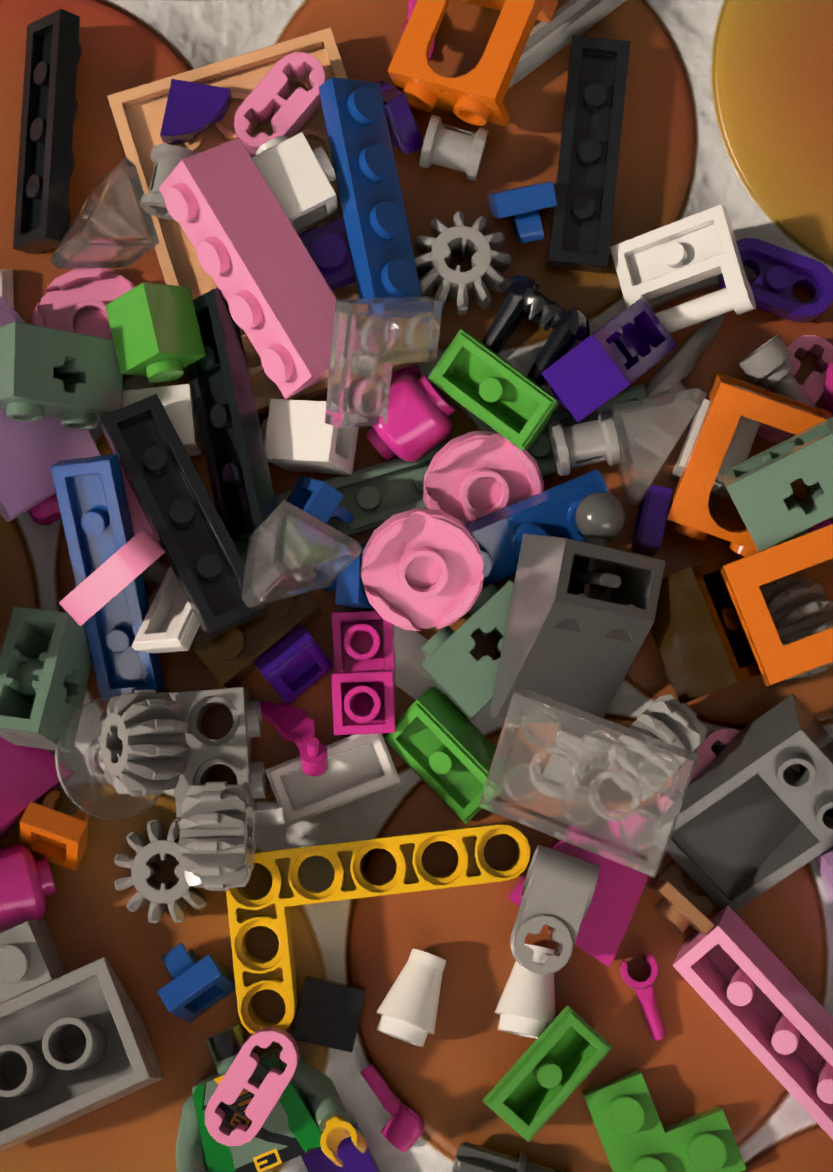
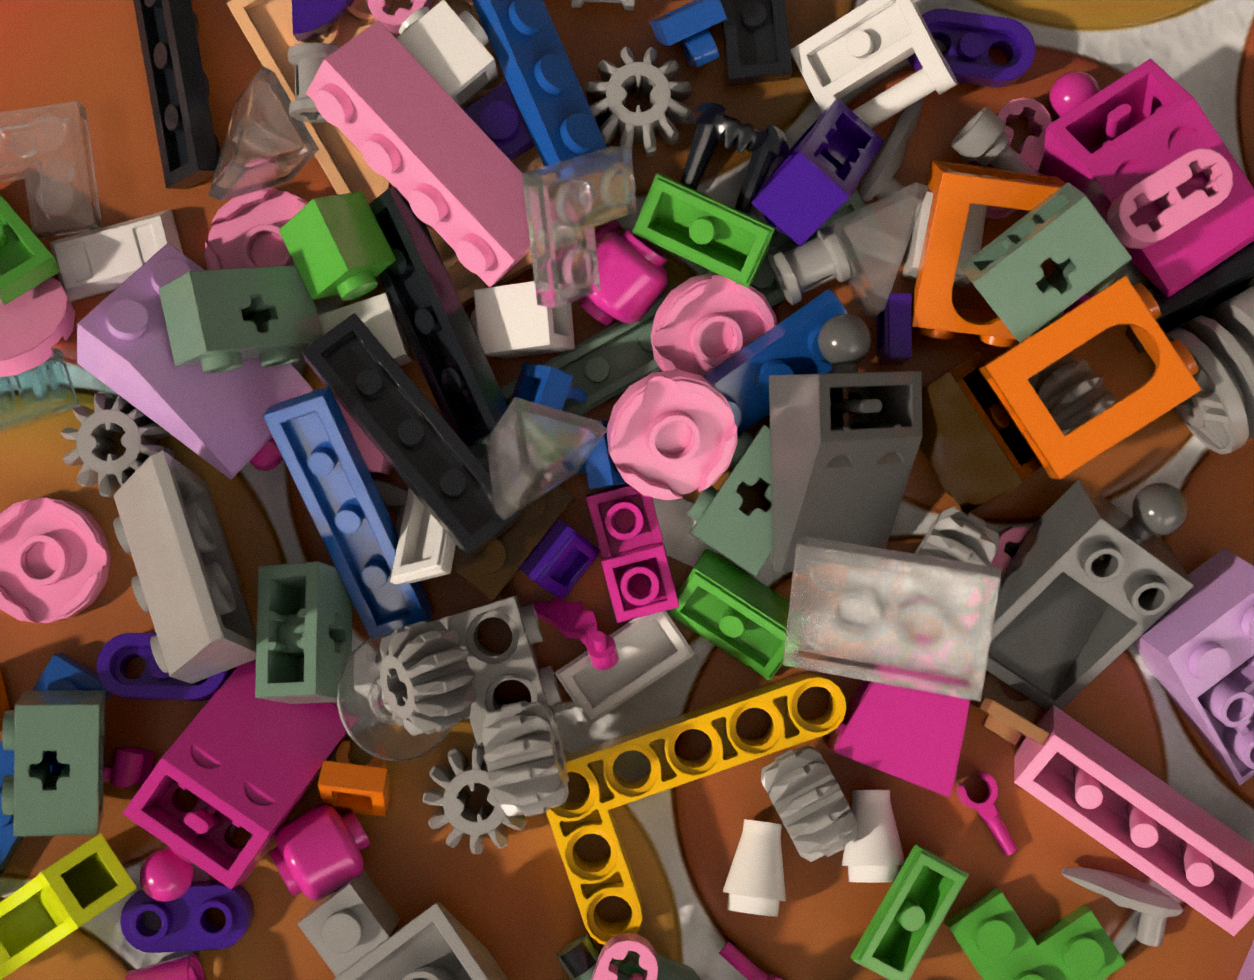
camera: 15 degrees left, 5 degrees up
(112, 577) = (354, 516): bright pink beam -> none
(195, 983) = (533, 901): blue tile -> none
(329, 1013) = (674, 902): black tile -> none
(476, 943) = (809, 803): none -> light grey gear
(556, 896) = (883, 742): light grey piece -> none
(764, 1103) = (1132, 894): none -> light grey bar

